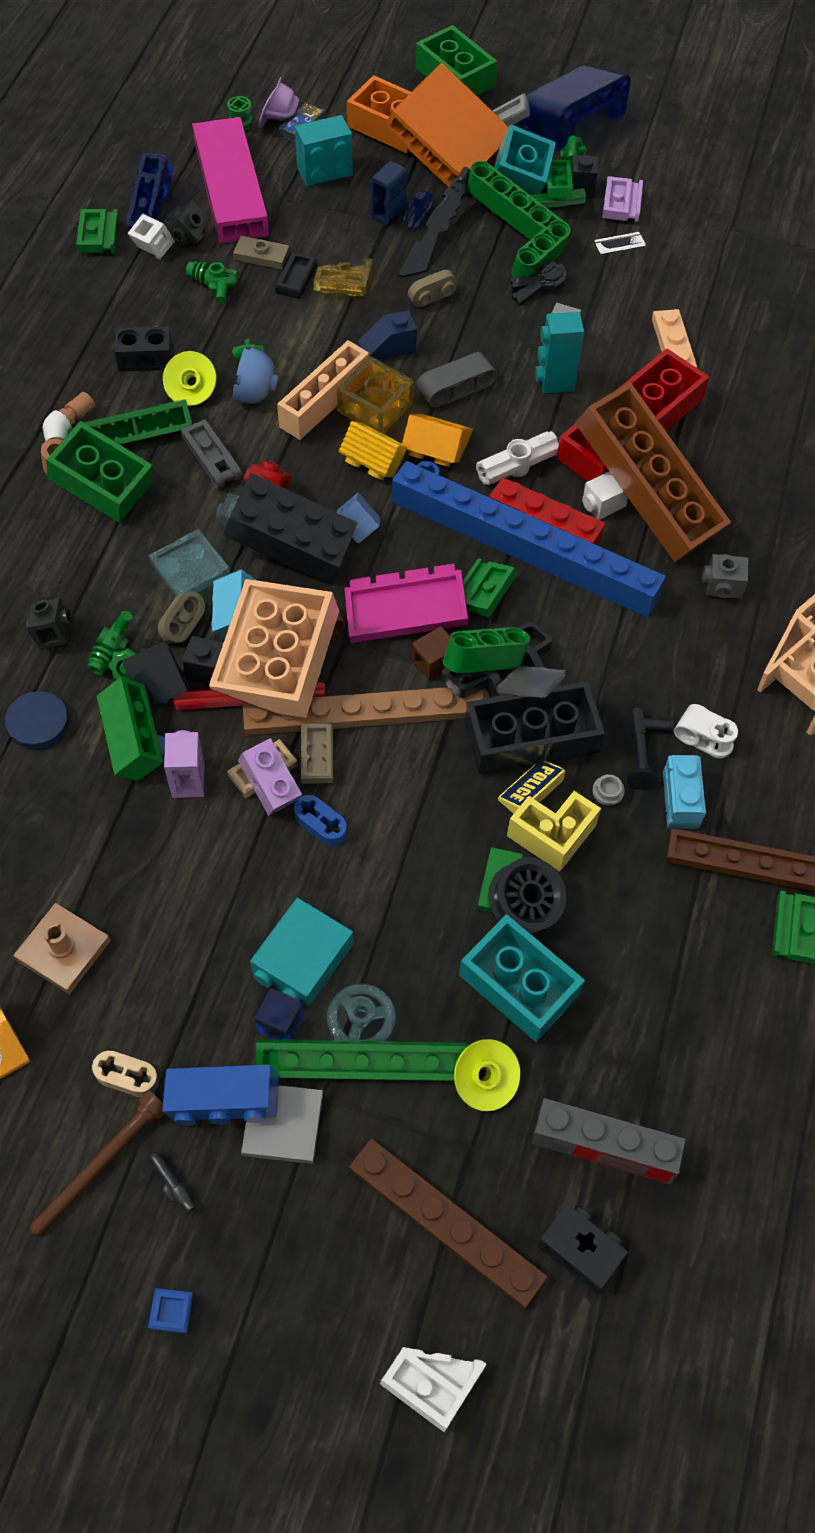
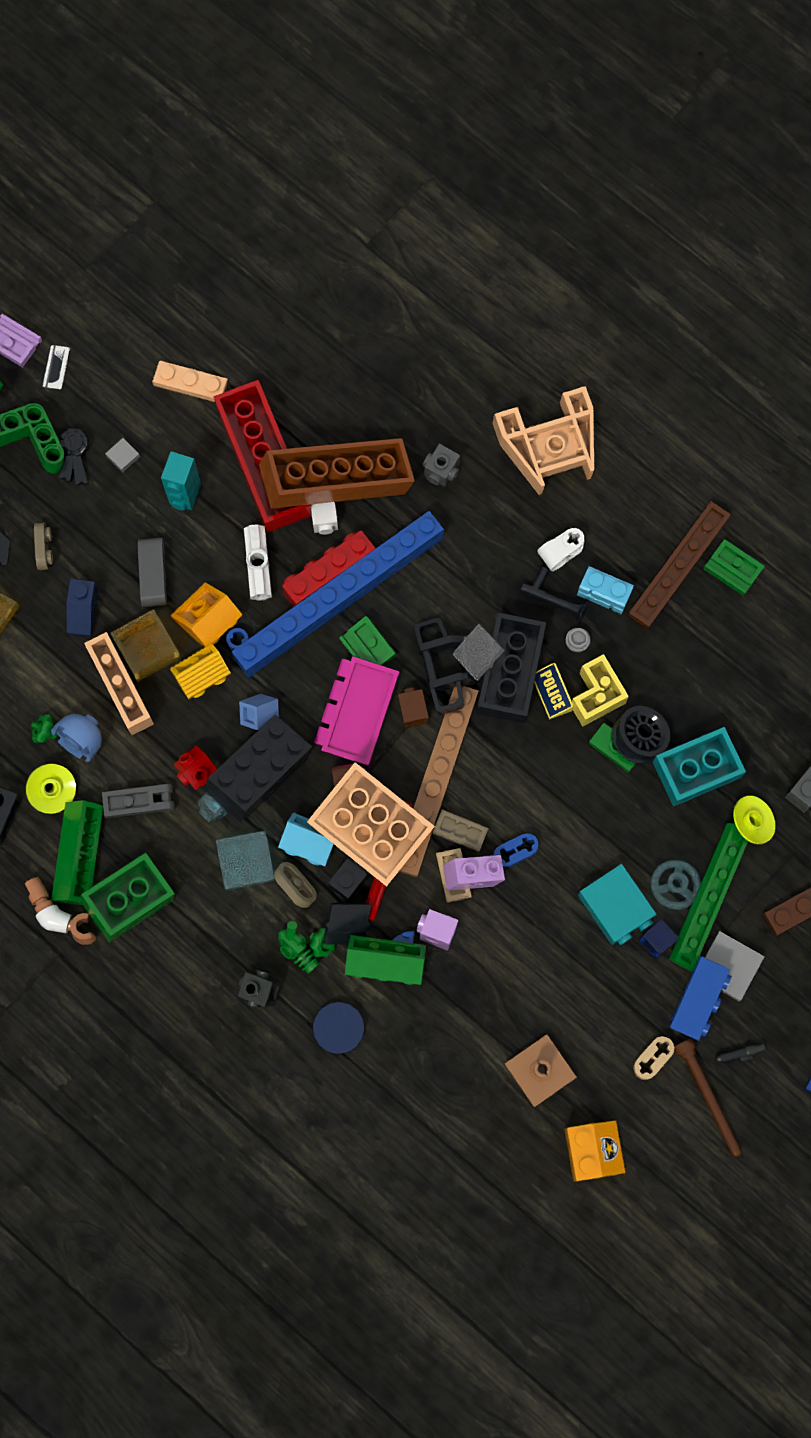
camera: 65 degrees left, 15 degrees up
(486, 650) = (441, 672): green beam -> none

